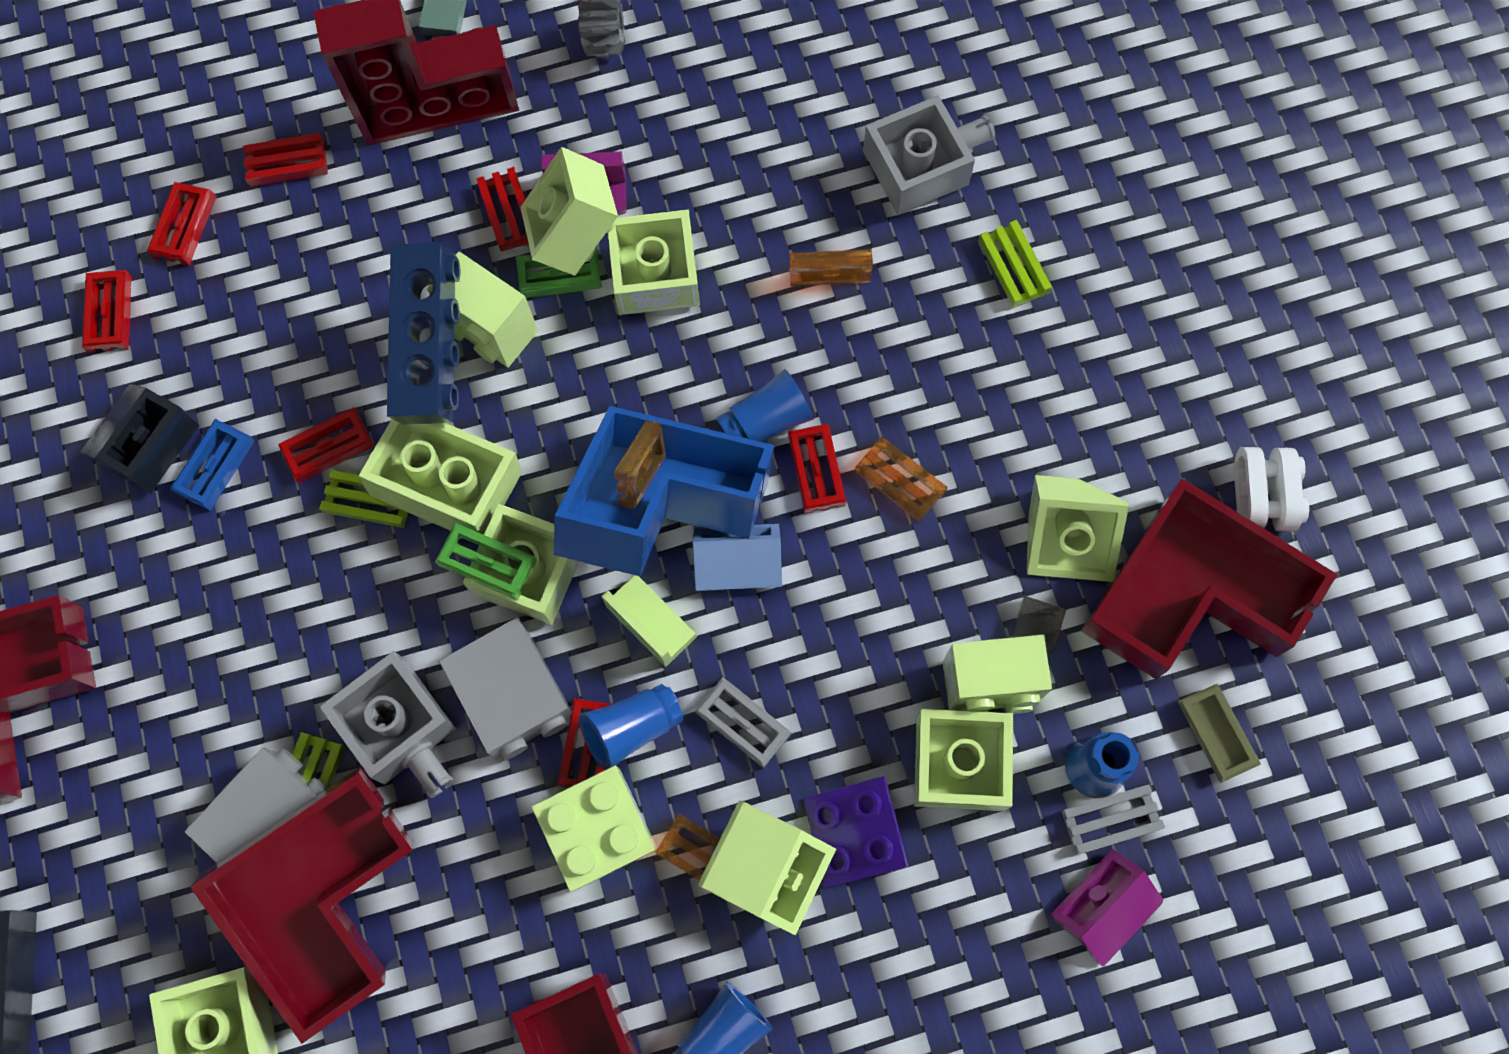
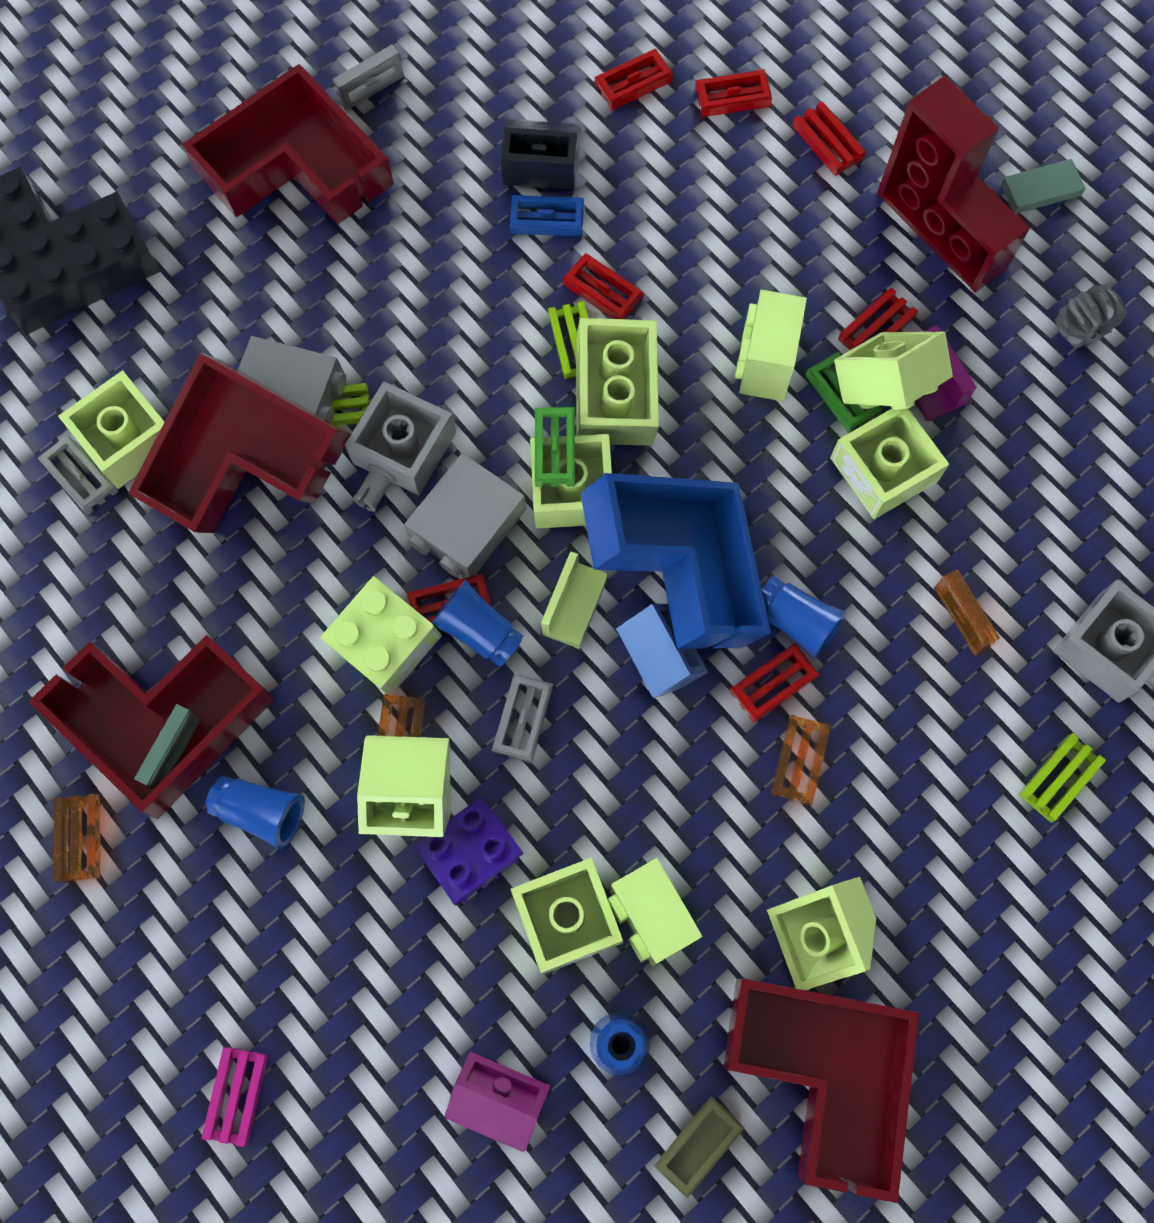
camera: 65 degrees right, 0 degrees up
(411, 270) = (726, 285): dark blue brick -> none
(640, 464) = (697, 529): clear orange tile -> none
(1039, 619) = (724, 937): clear smoke tile -> none
(1149, 809) = (601, 1106): light grey tile -> none
(1285, 478) = (950, 1133): white brick -> none

